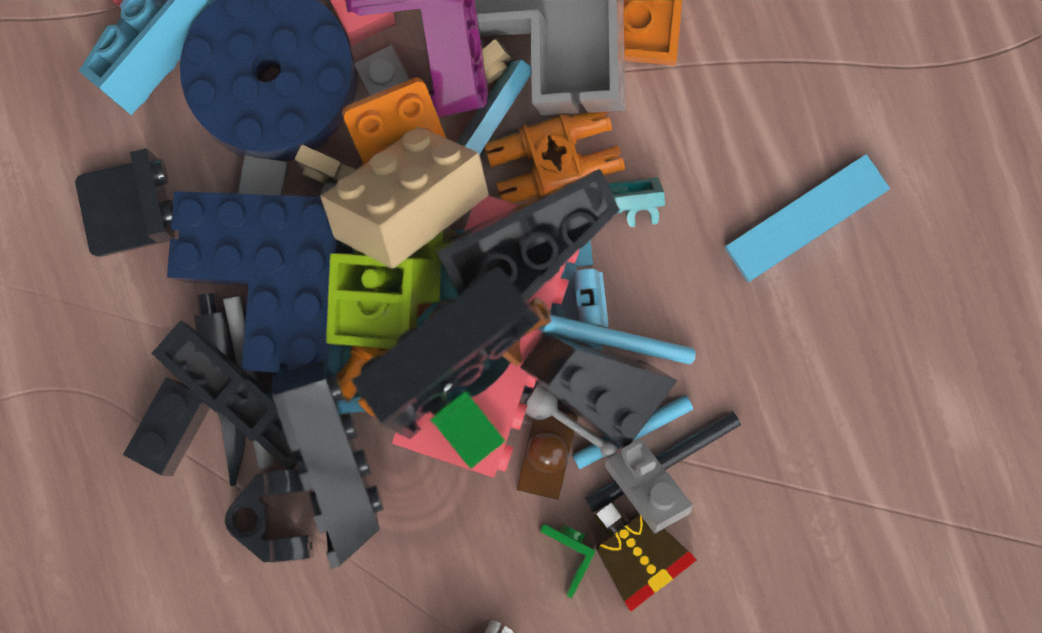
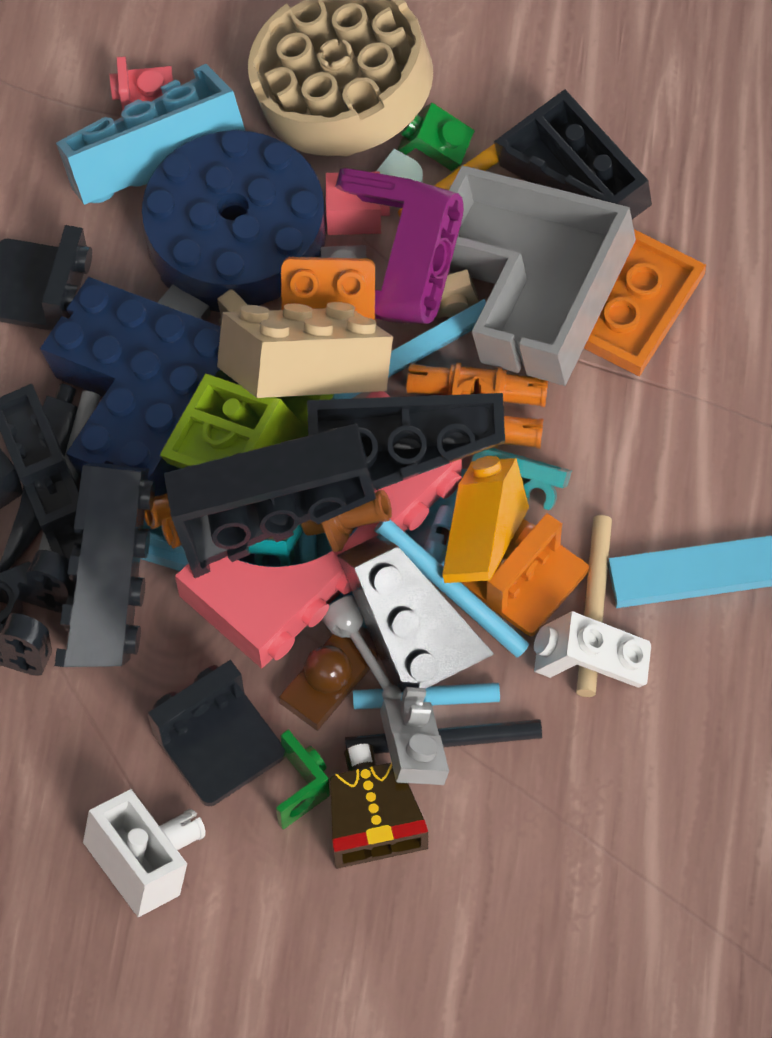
camera: 25 degrees right, 20 degrees down
(468, 430) = (254, 581): green bracket -> none
(484, 549) = (215, 734): none -> black bracket
(621, 277) = (484, 519): none -> light orange slope
(662, 290) = (532, 576): none -> orange bracket
(730, 290) = (595, 592): none -> tan bar
(748, 335) = (592, 645): none -> white bracket

